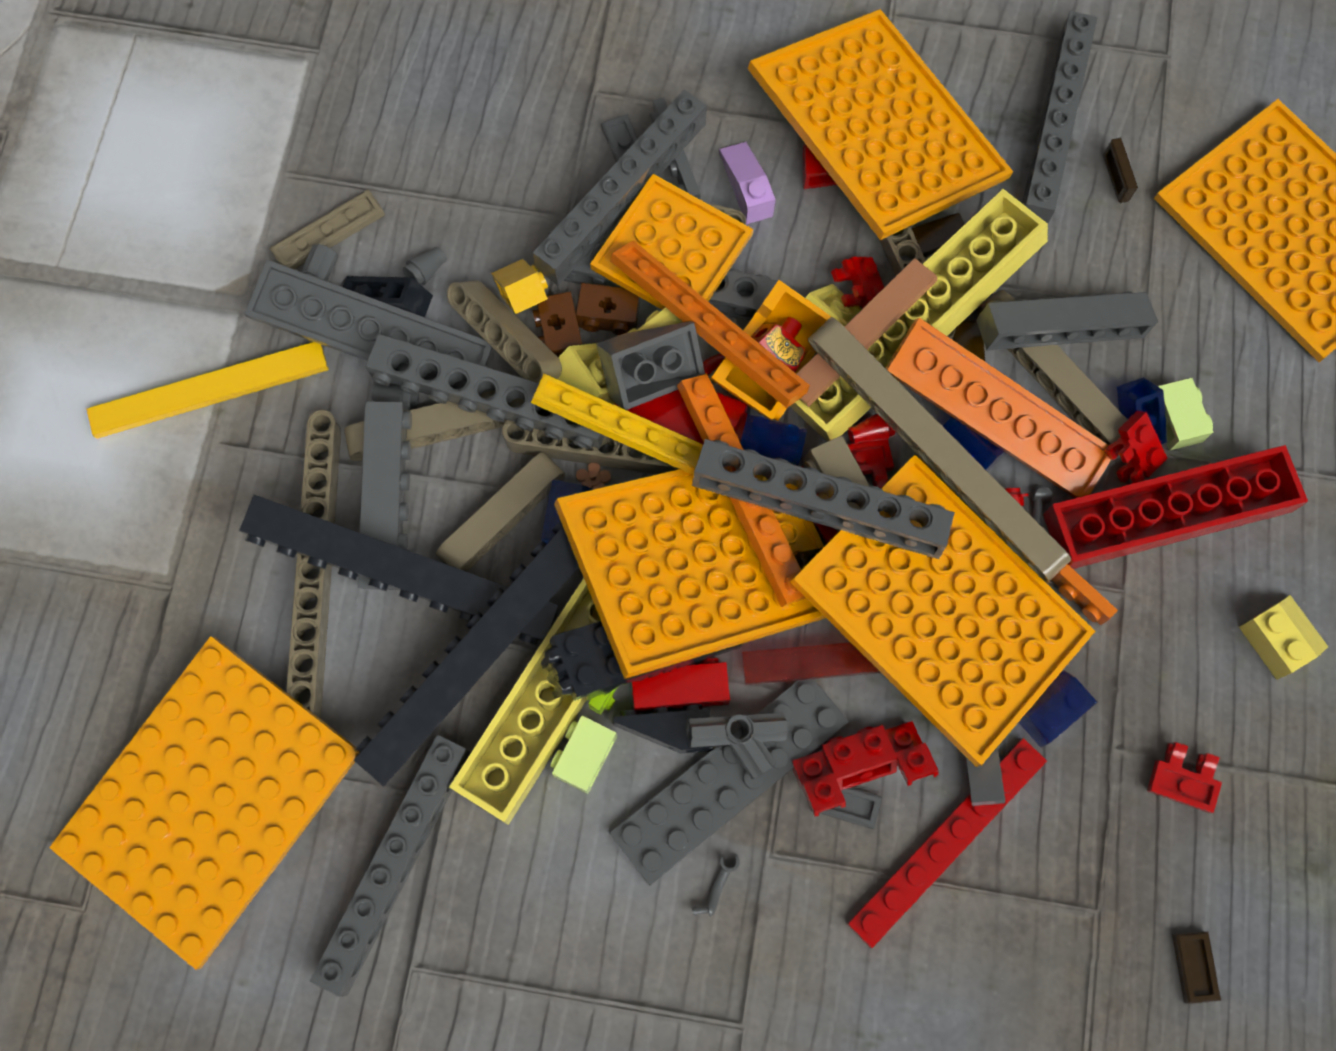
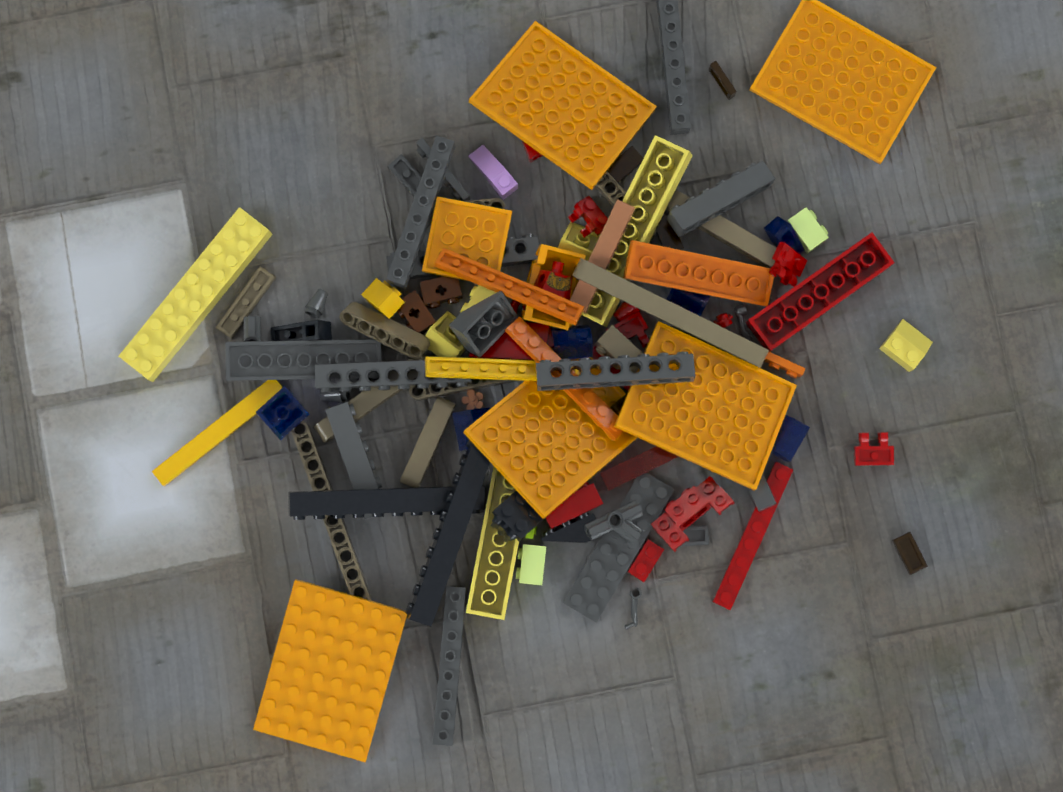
camera: 20 degrees left, 10 degrees up
(259, 194) = (195, 295): none -> light yellow brick
(306, 389) = (283, 412): none -> clear blue slope
(764, 816) = (645, 560): none -> red plate

